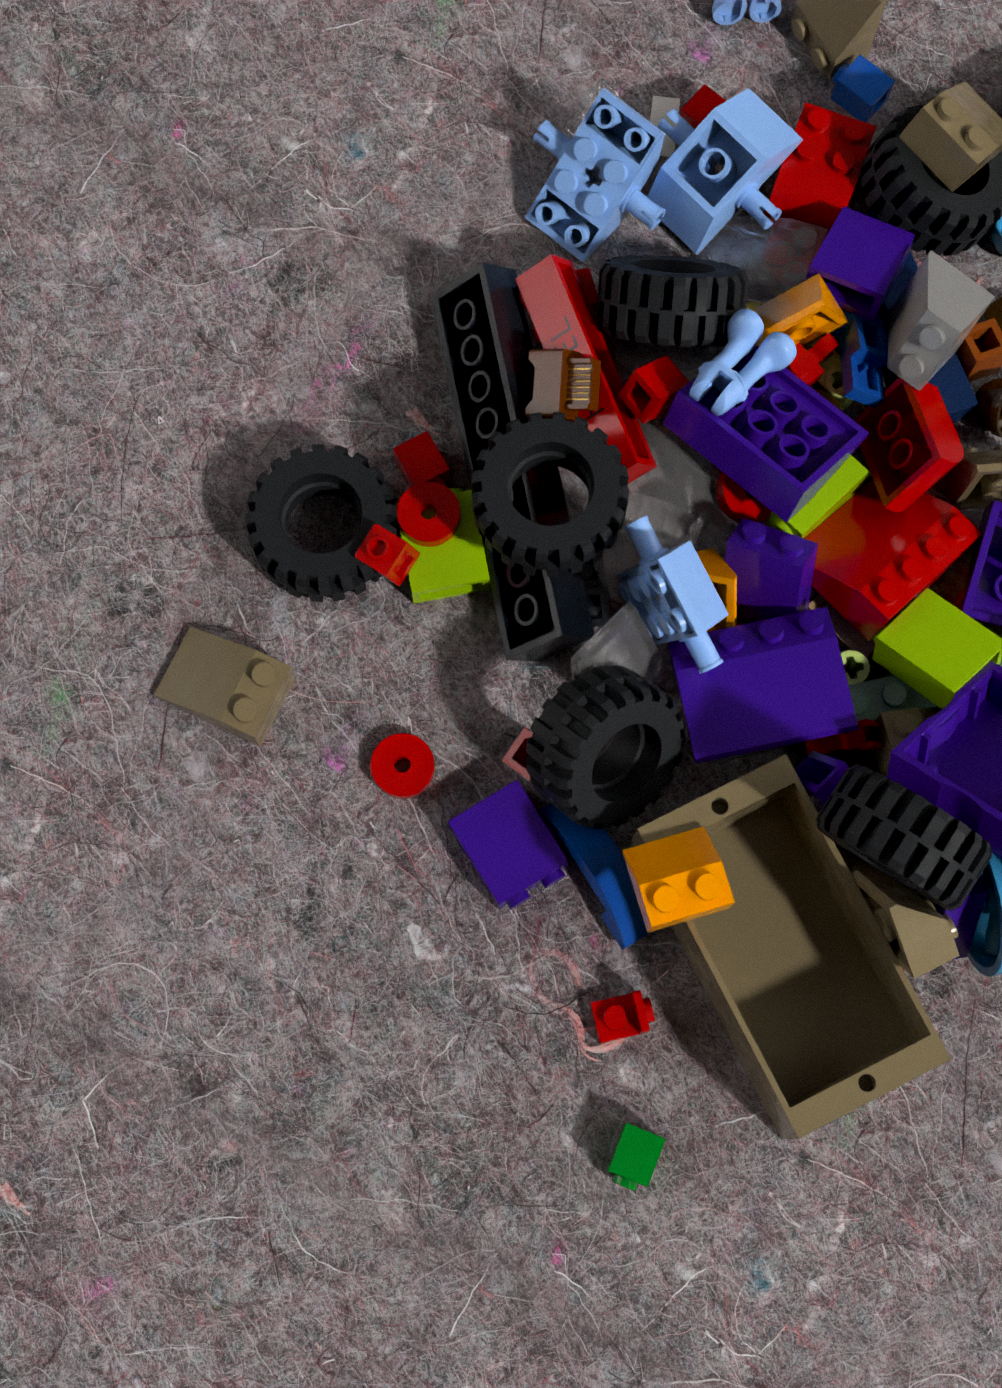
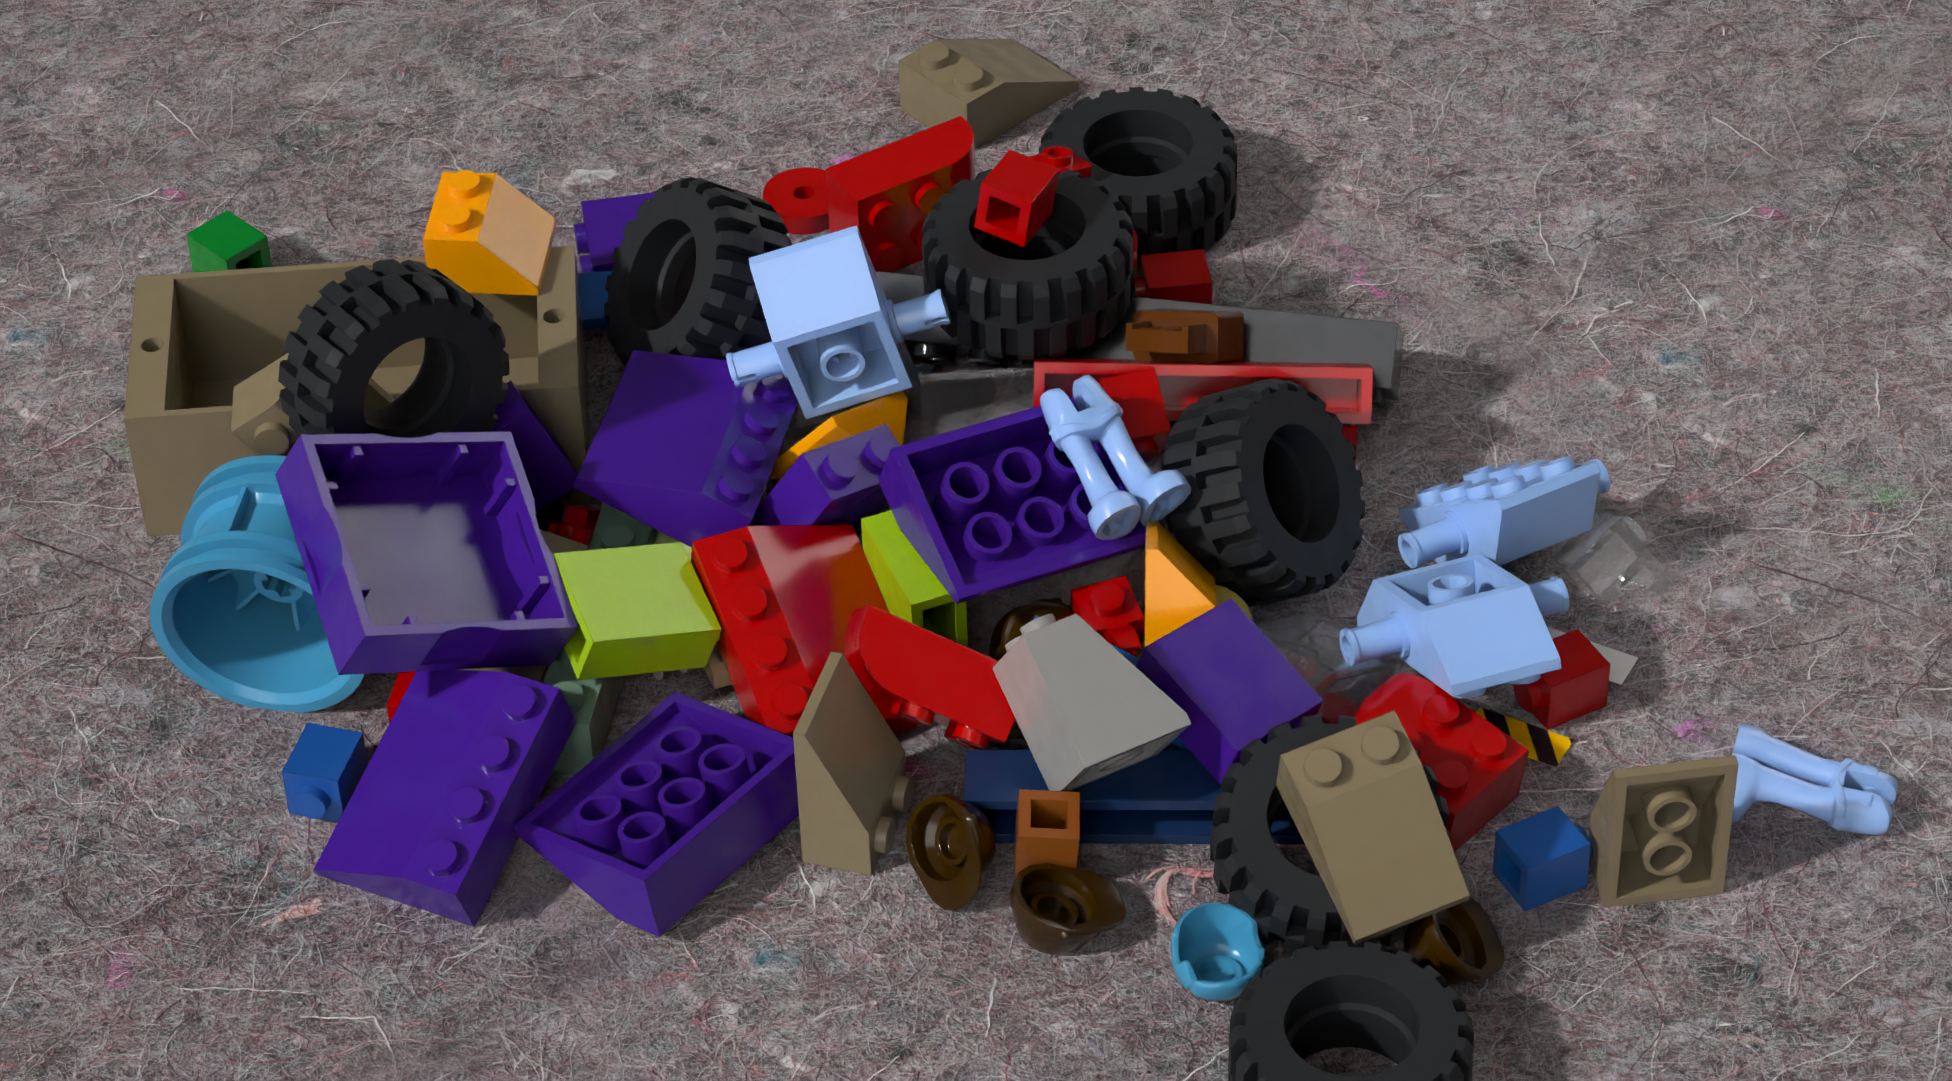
camera: 115 degrees right, 35 degrees down
(412, 667) = (896, 187): none -> red brick
(547, 484) = (1016, 198): none -> red brick

